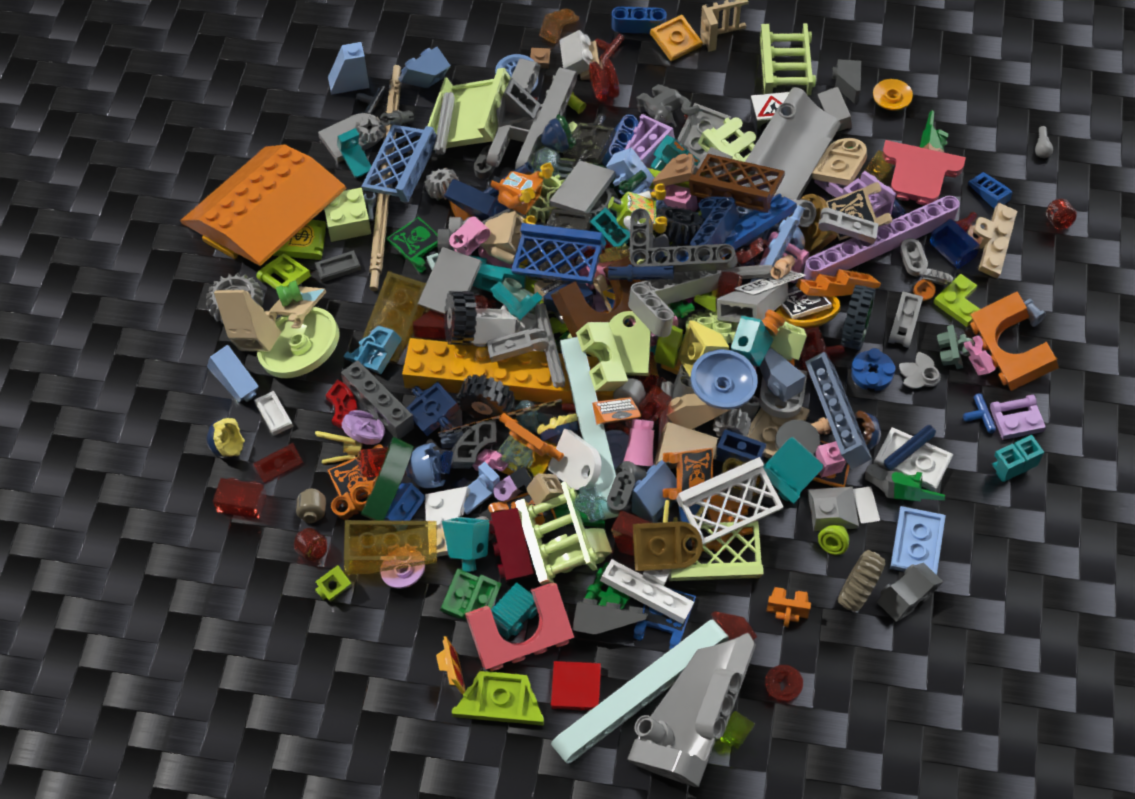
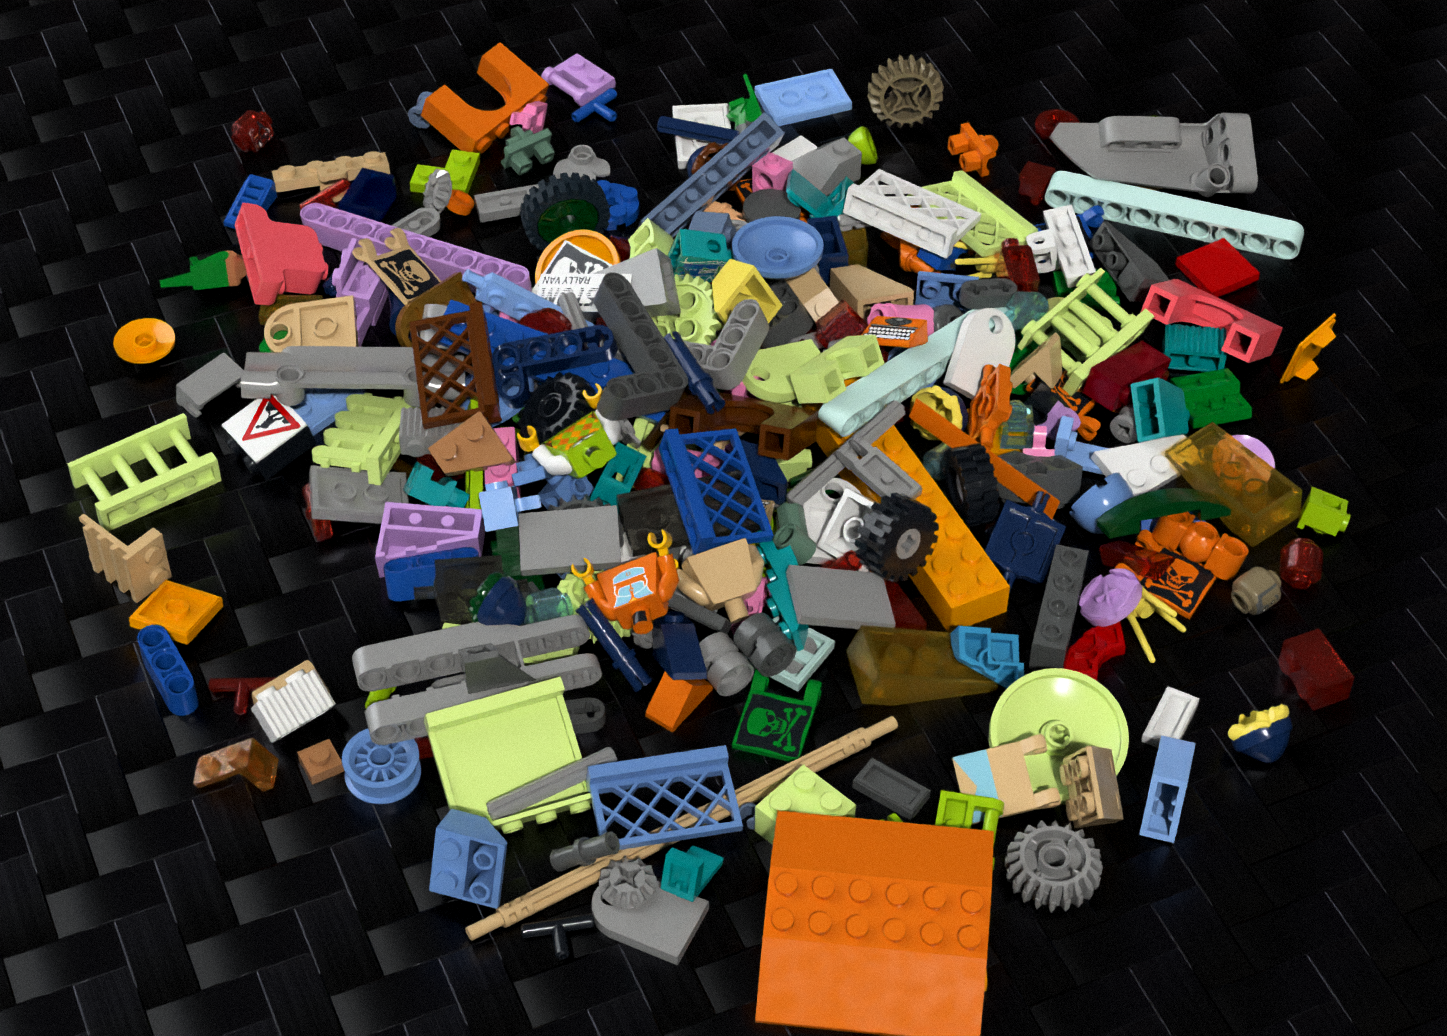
camera: 125 degrees left, 10 degrees down
(277, 462) = (1229, 674): clear red slope -> none
(287, 294) = (1001, 780): bright green wheel -> none
(349, 70) = (536, 968): light blue slope -> none
(438, 182) = (665, 722): light grey gear -> none
(446, 458) = (1073, 491): clear blue tile -> none
(471, 235) = (761, 592): bright pink piece -> none
(500, 698) = (1295, 309): lime wing -> none
(516, 308) = (814, 504): teal bracket -> none
(604, 79) = (333, 634): clear red wheel -> none
(613, 253) = (649, 446): clear yellow plate -> none
(630, 184) = (528, 484): dark green arm -> none
(663, 545) = (1017, 232): pearl gold tile -> none
(664, 104) = (337, 555): dark grey animal -> none
(692, 469) = (905, 262): orange flag -> none
(772, 322) = (661, 241): orange wheel -> none
(782, 266) = (552, 290): light nougat pin -> none
(838, 285) = (531, 257): orange slope -> none
(848, 78) = (142, 392): dark grey slope -> none
(848, 225) = (438, 258): light grey plate -> none
(903, 596) = (856, 68): dark grey brick -> none
(1017, 458) = (649, 44): teal hips -> none
(1043, 147) = (144, 182): light grey piece -> none

